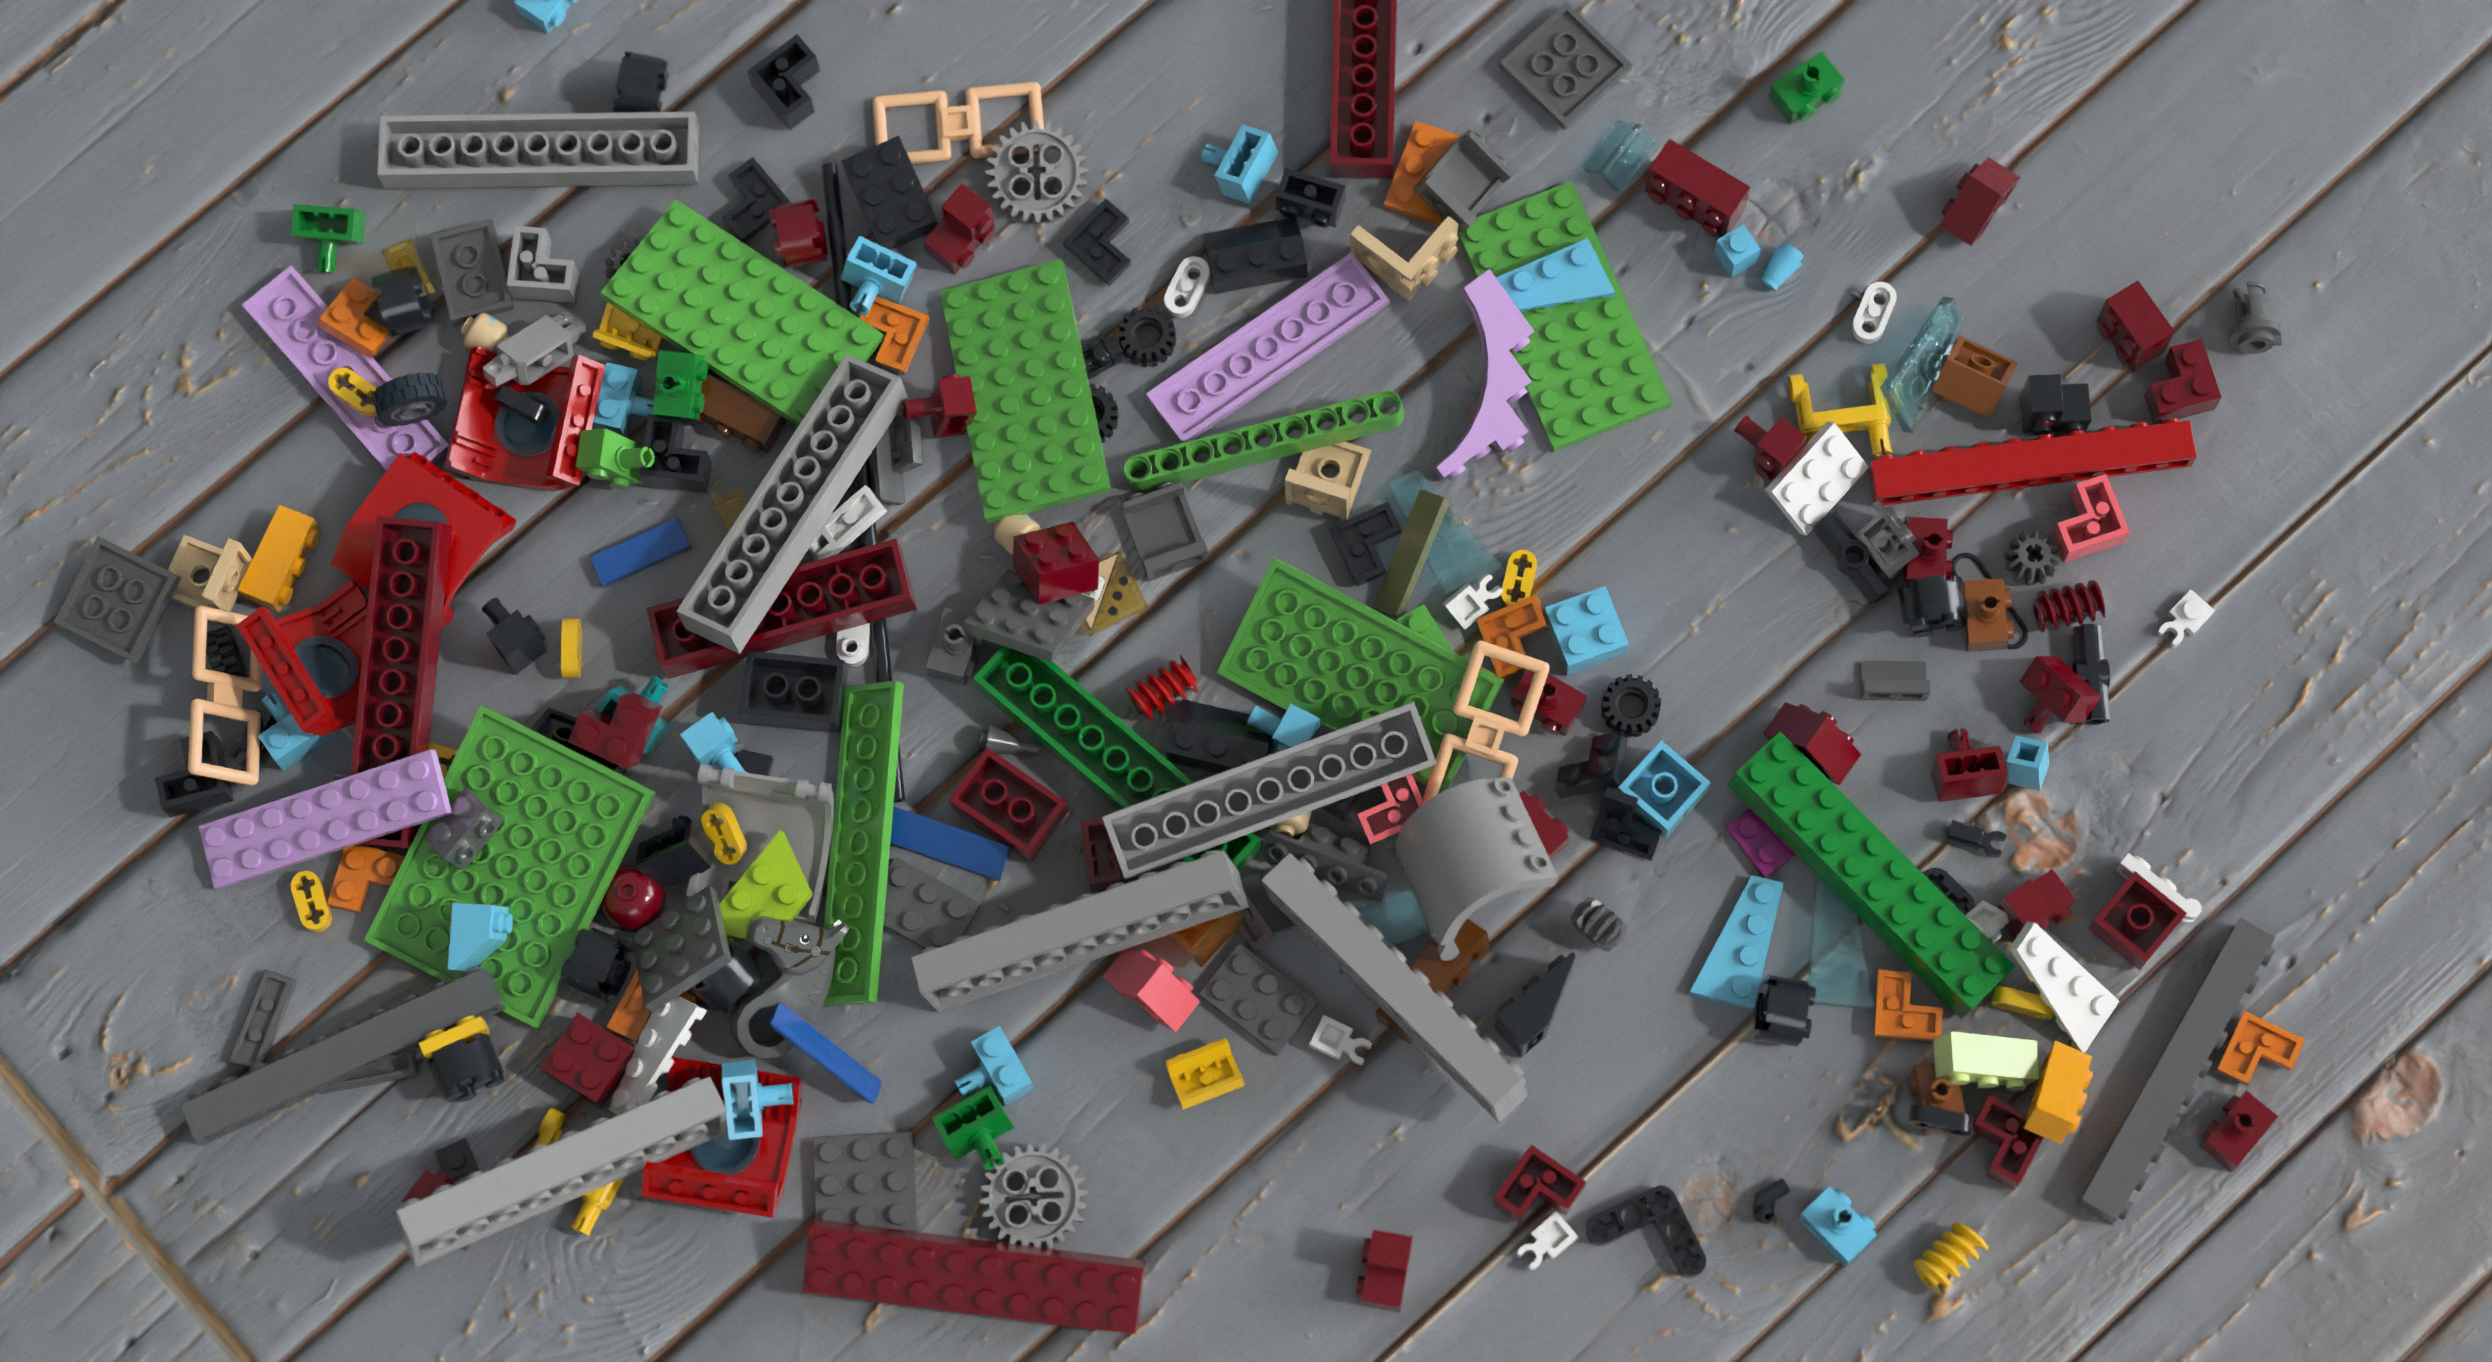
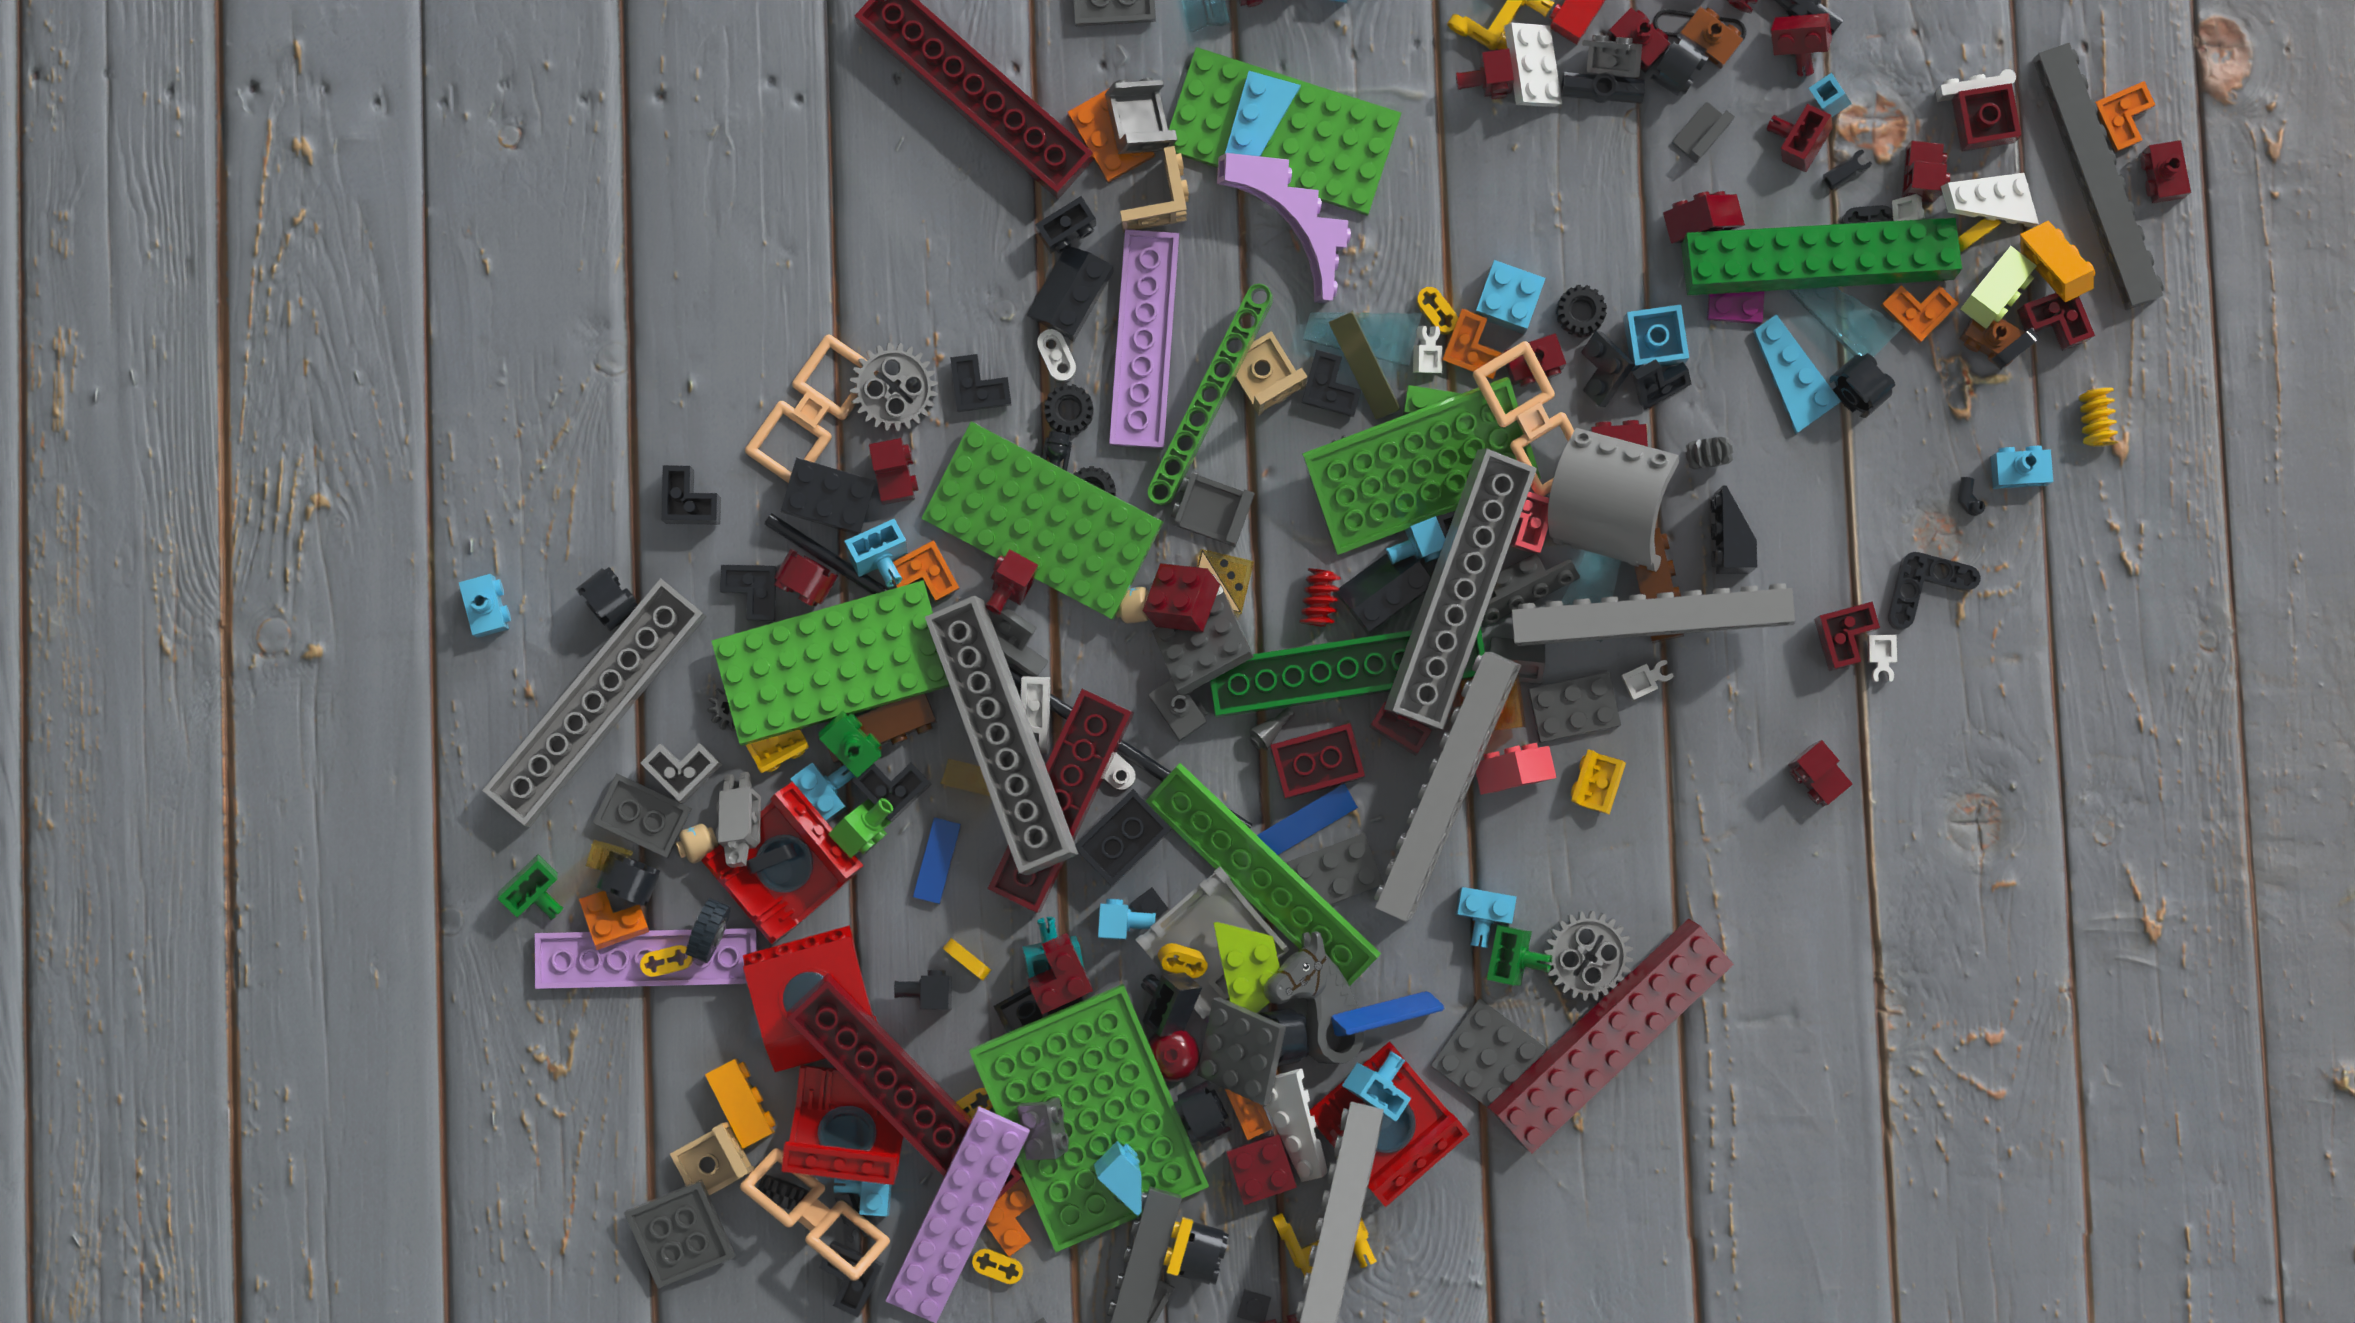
camera: 55 degrees left, 10 degrees up
(1244, 164) = (1004, 248): medium azure brick -> none

